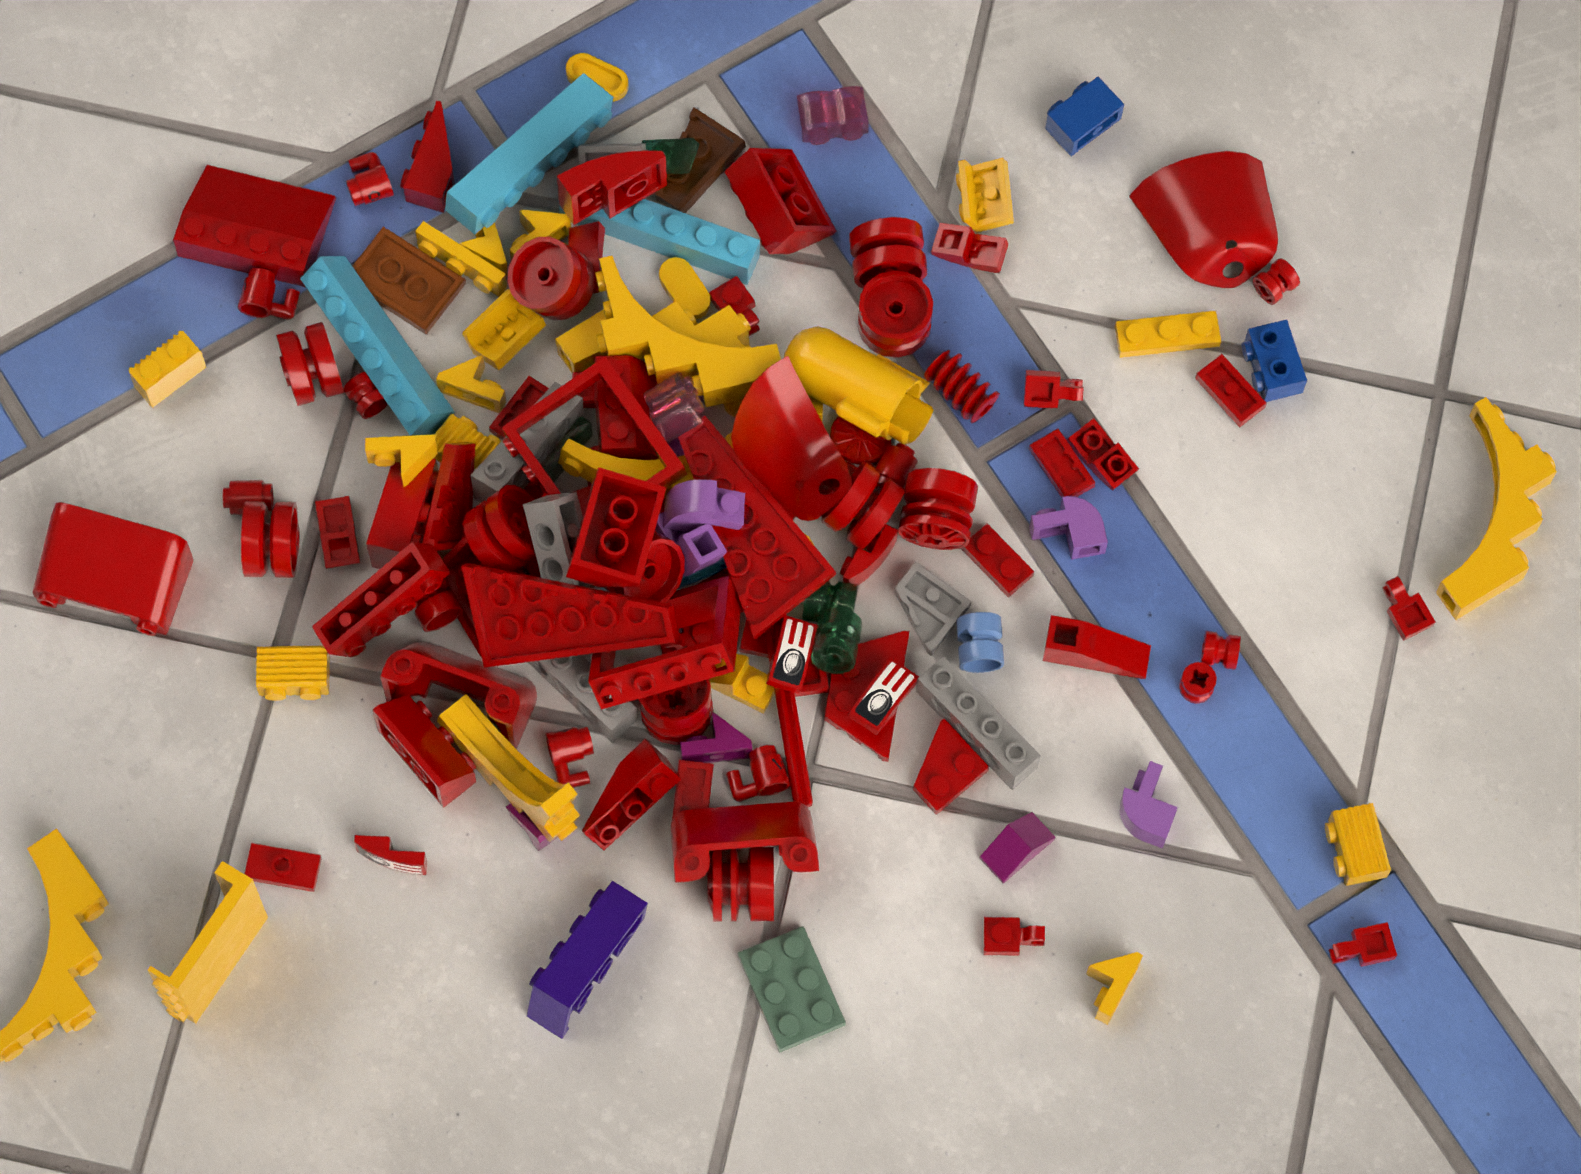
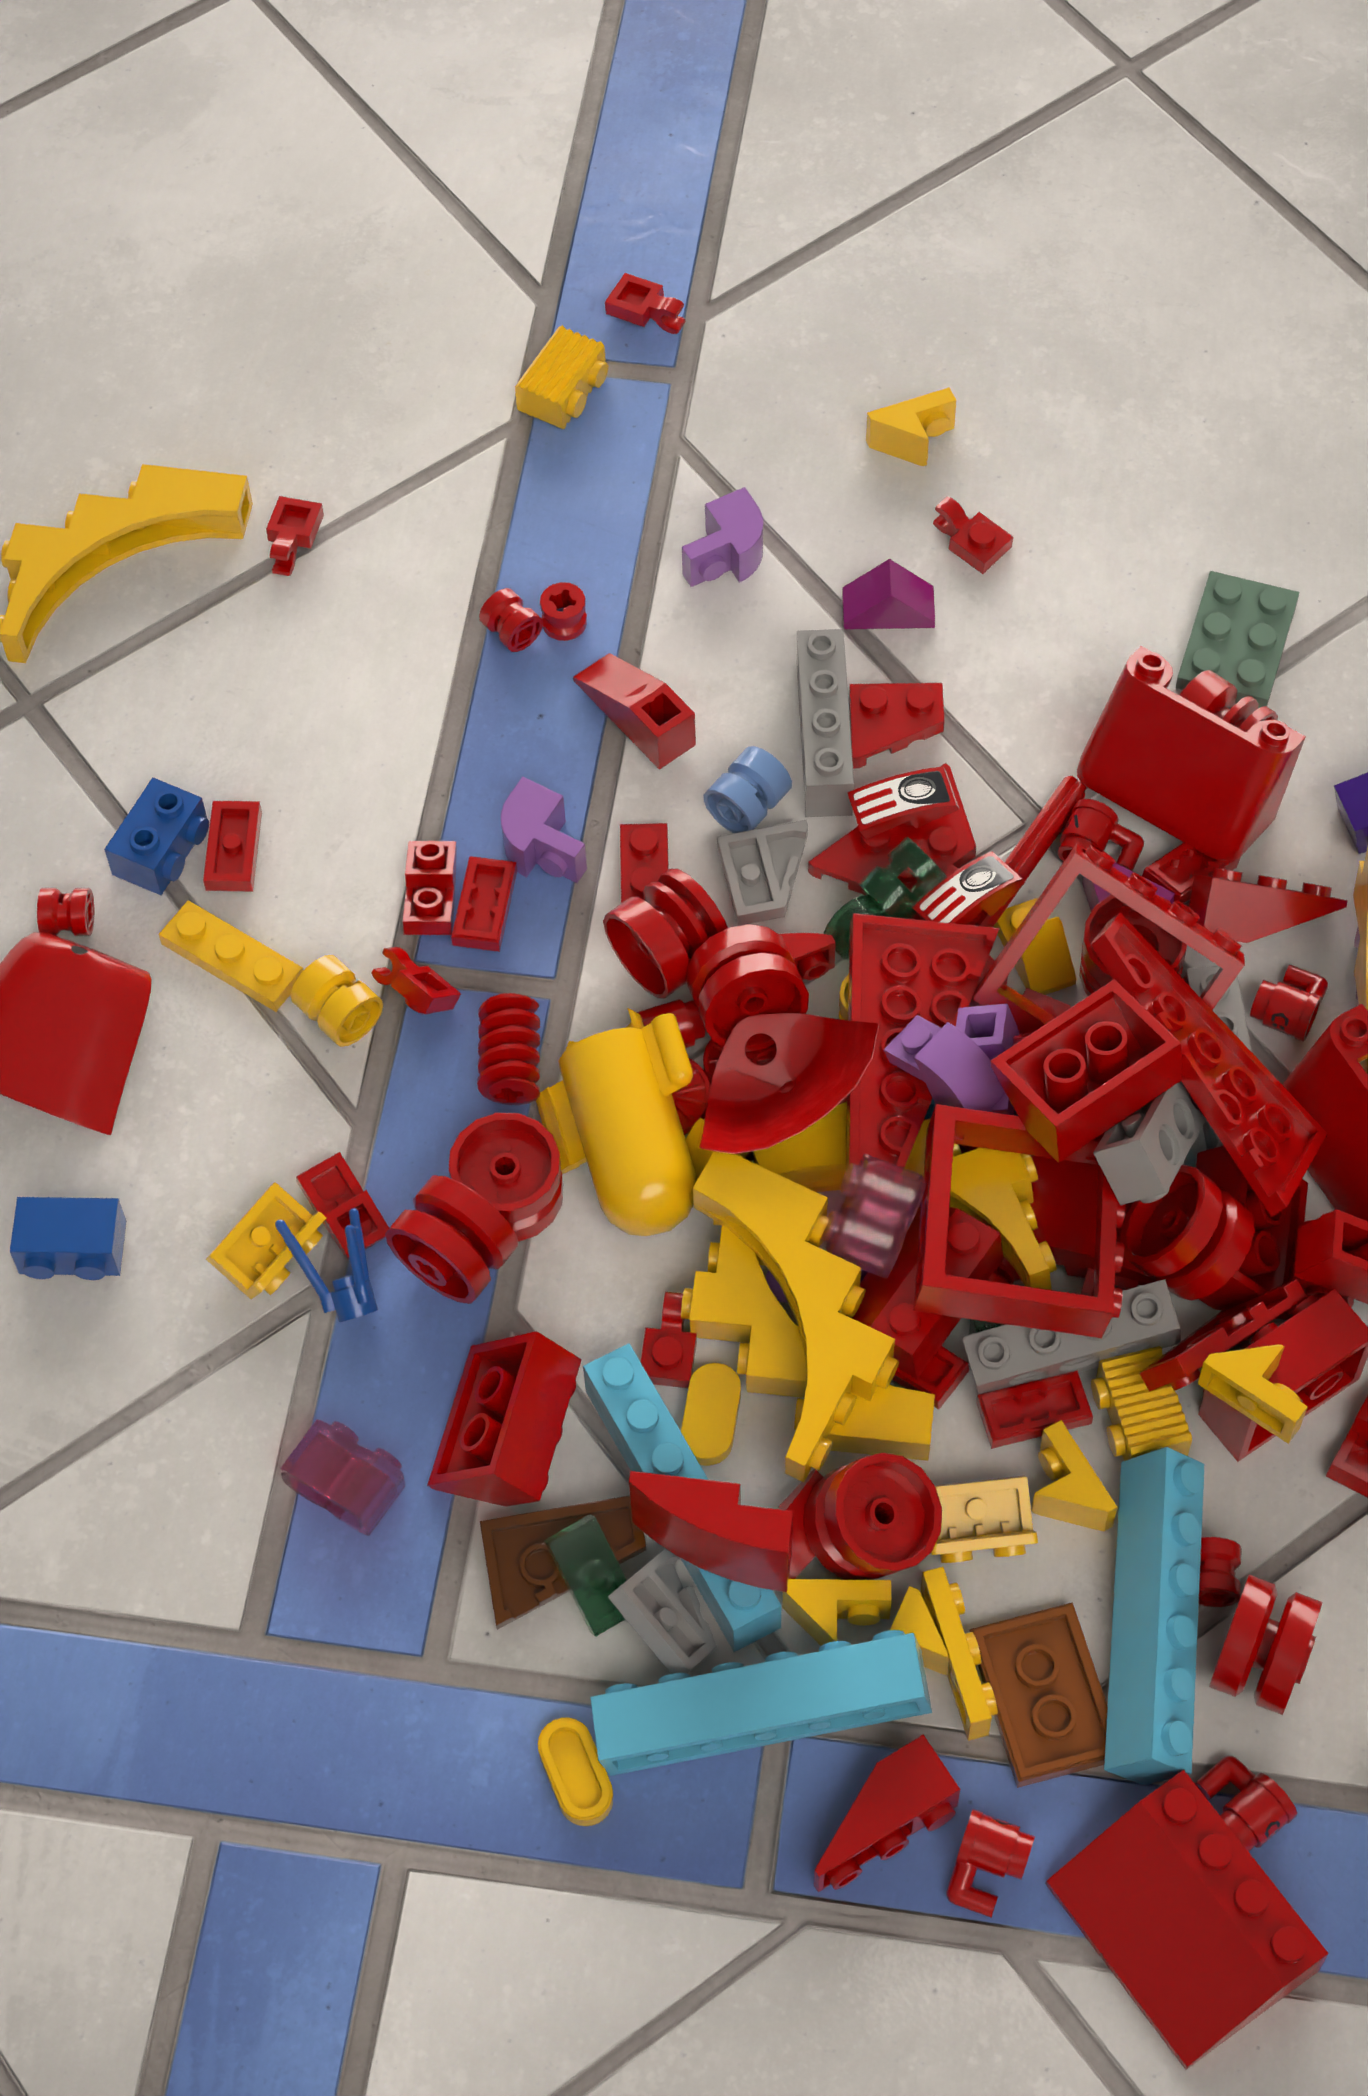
camera: 135 degrees left, 10 degrees down
(919, 201) = (352, 1293): none -> blue plant
(1092, 344) = (335, 1000): none -> yellow wheel

